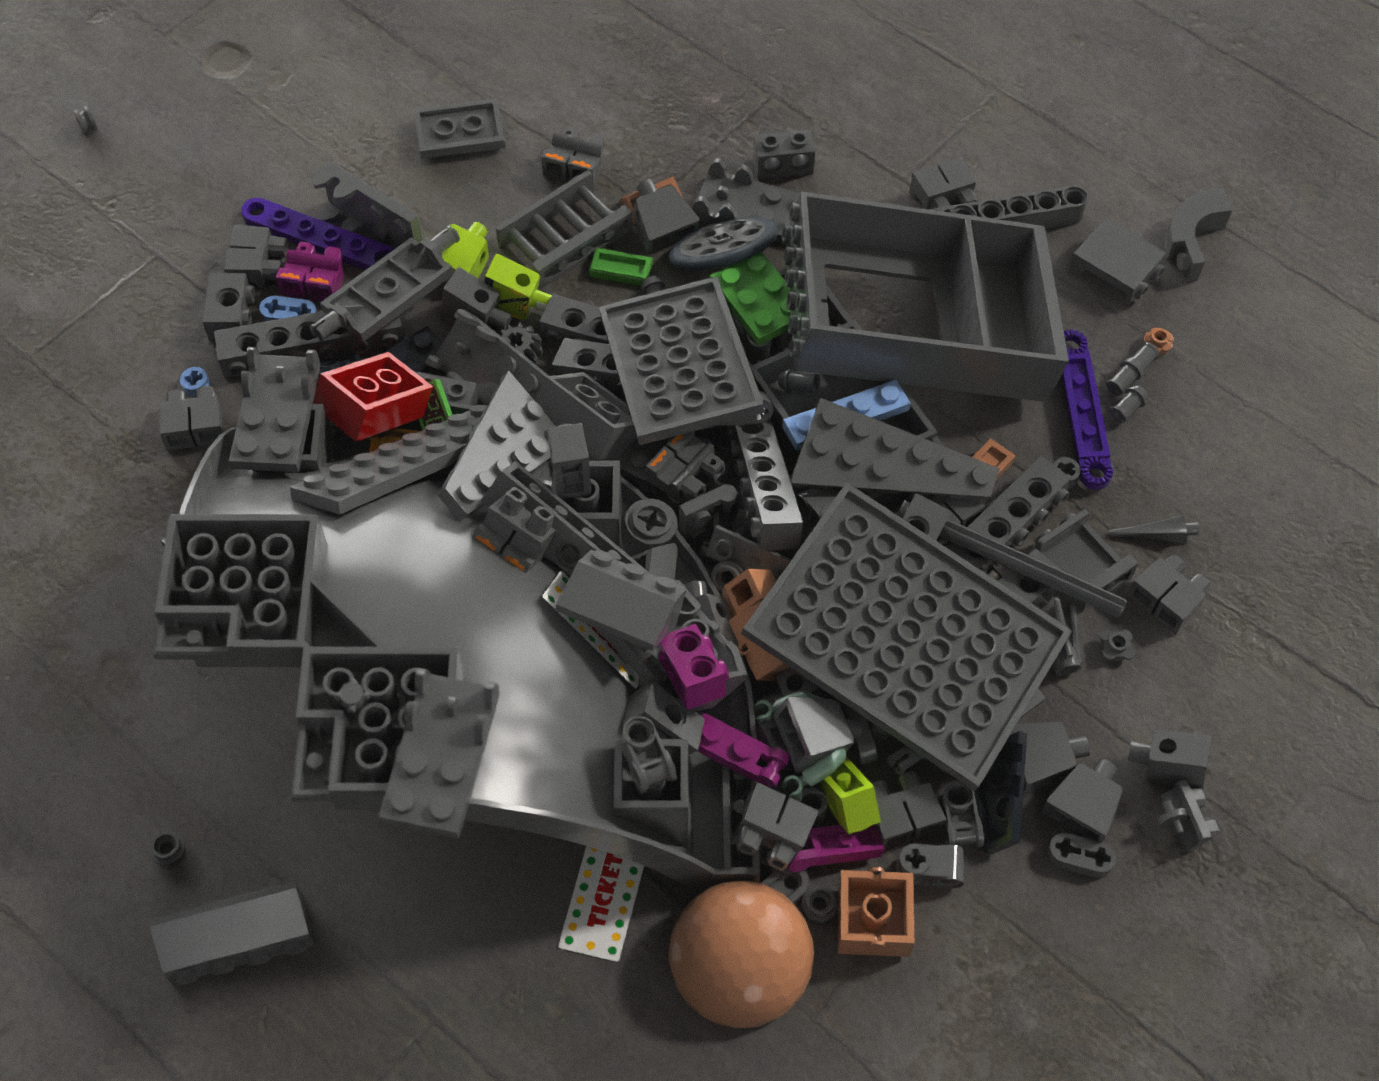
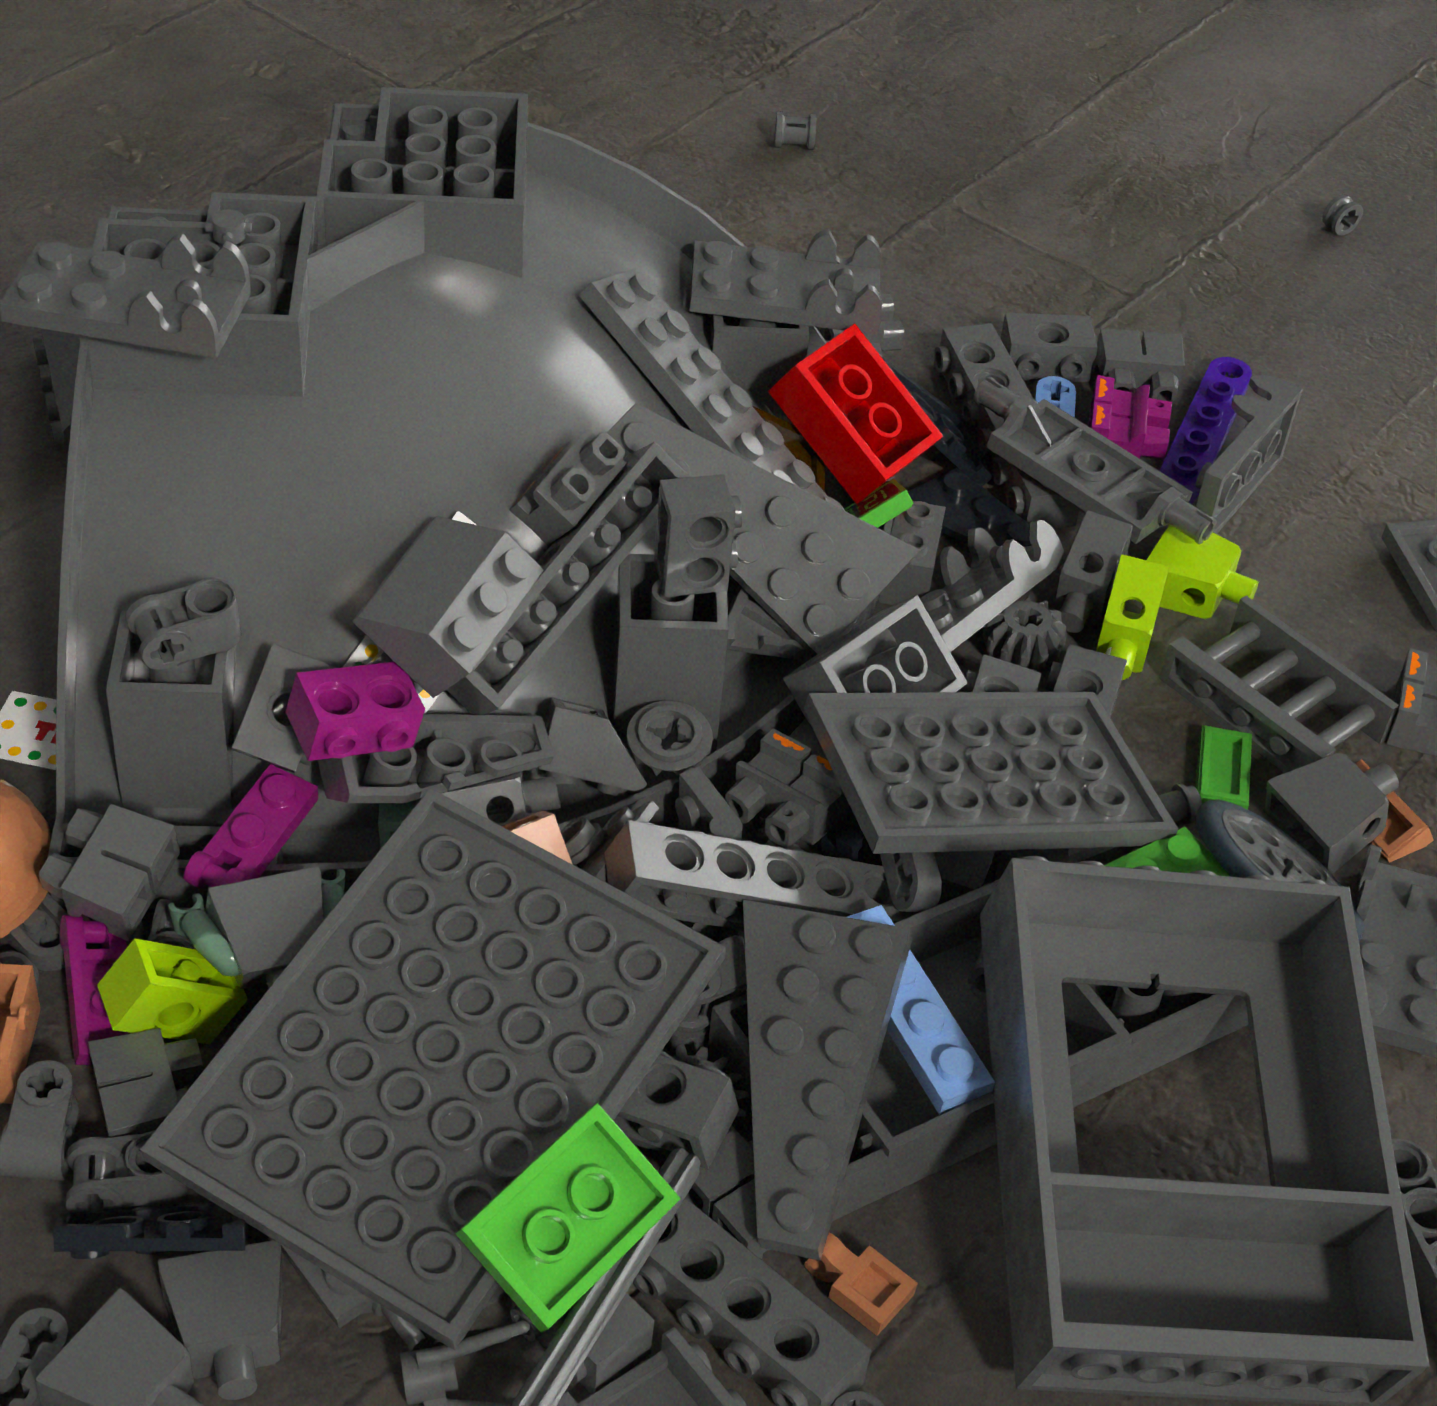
camera: 85 degrees right, 15 degrees down
(189, 376) = (921, 332): medium blue bush -> none
(1009, 568) = (568, 1217): none -> bright green plate

